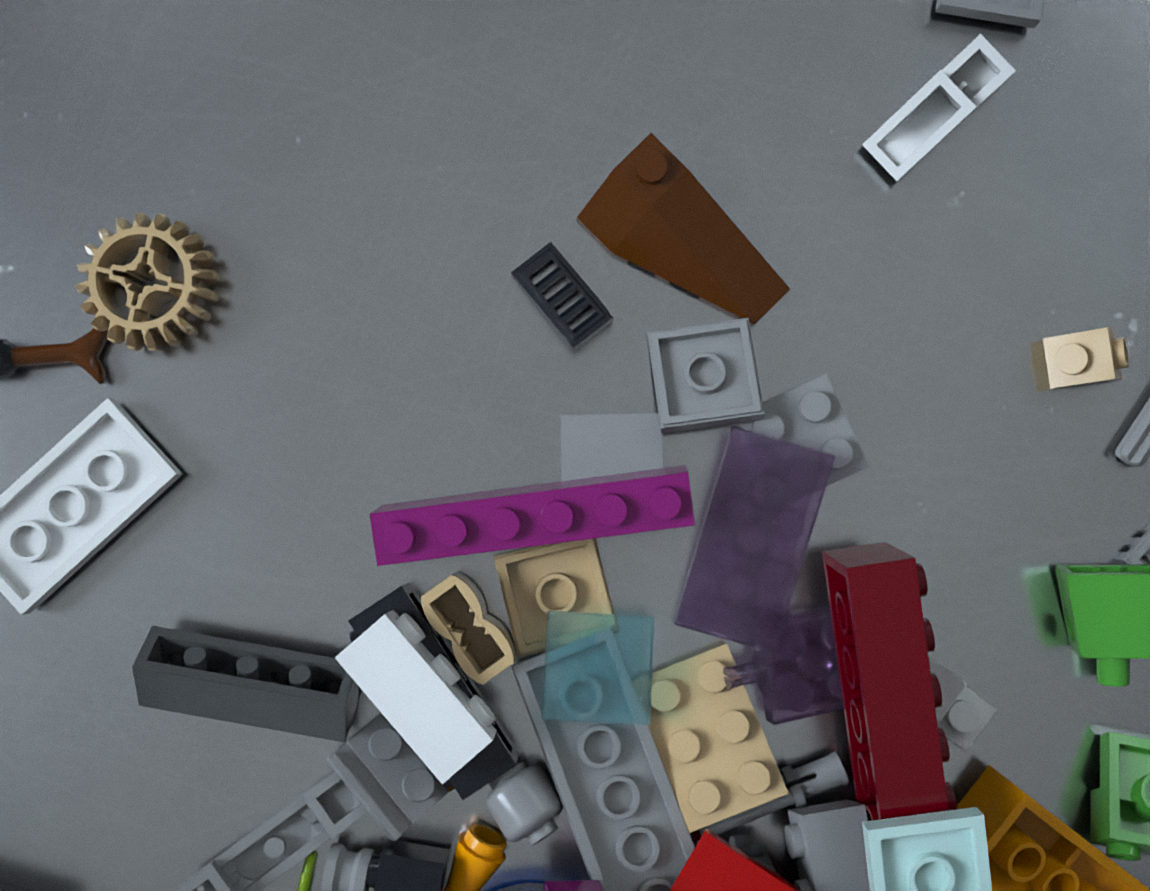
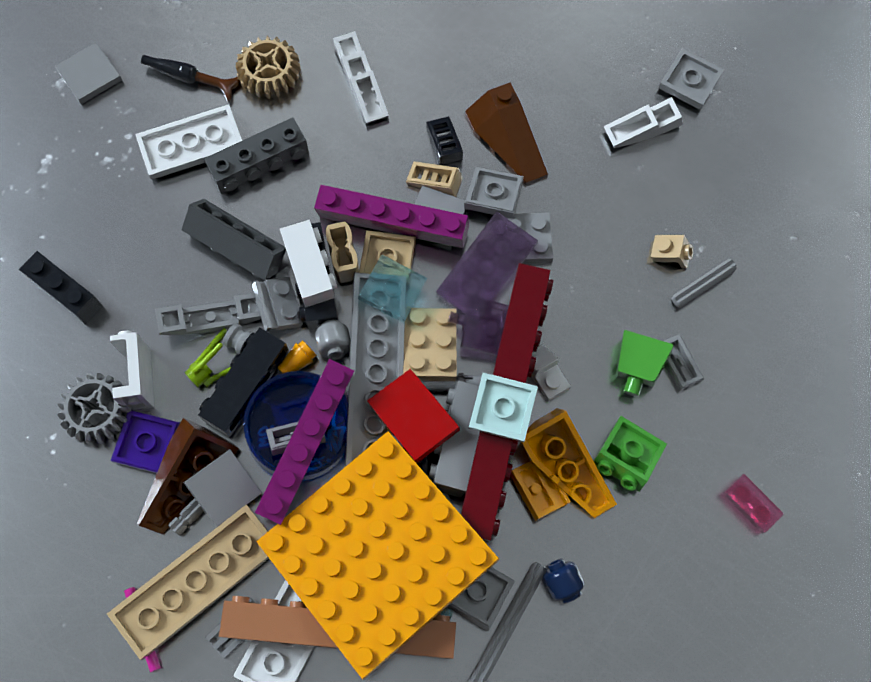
camera: 20 degrees right, 15 degrees down
(211, 486) = (257, 155): none -> dark grey brick
(341, 228) = (360, 77): none -> white slope
(619, 385) = (450, 176): none -> tan slope

